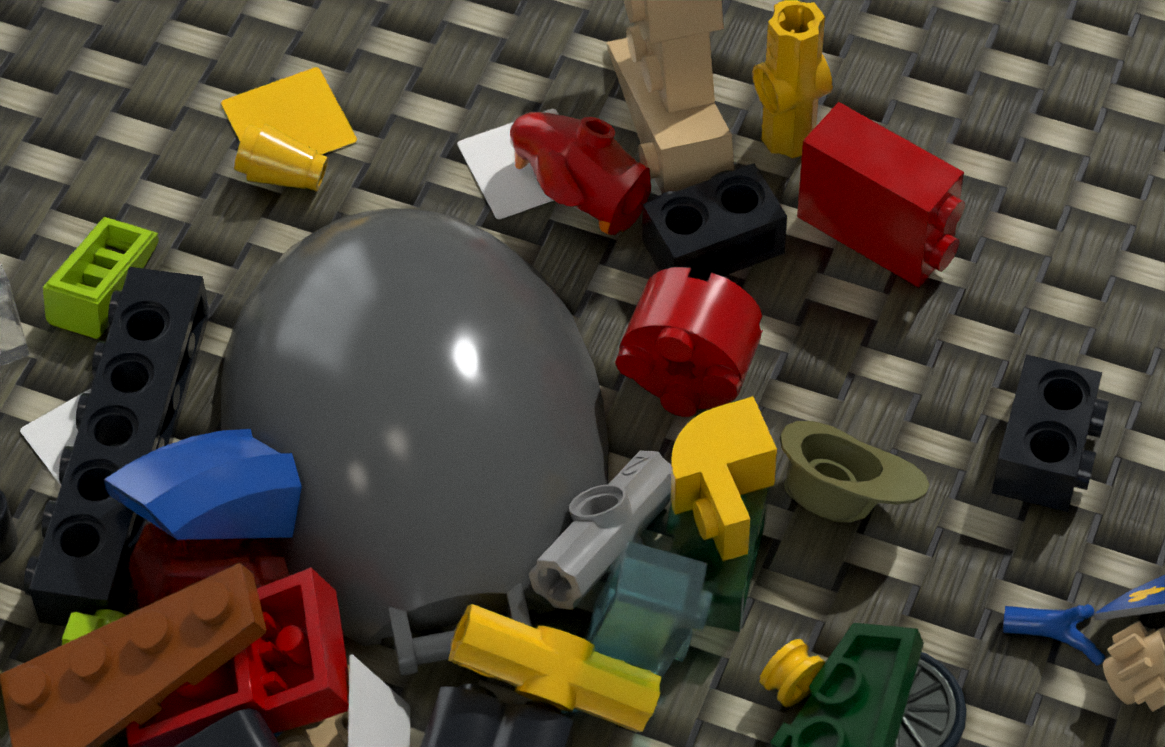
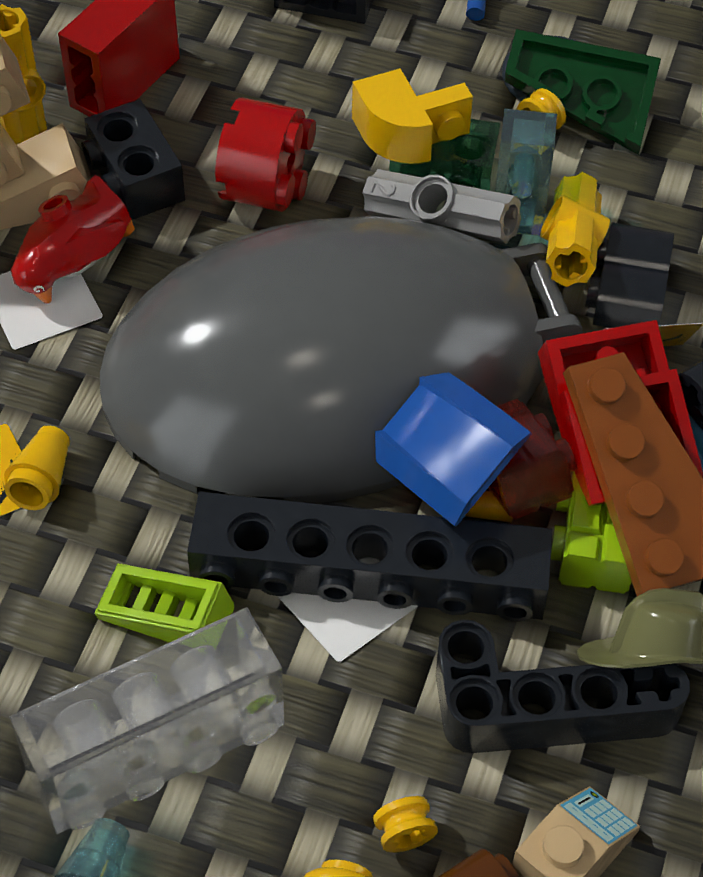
camera: 95 degrees left, 0 degrees up
(842, 476) = (378, 54): olive piece -> none

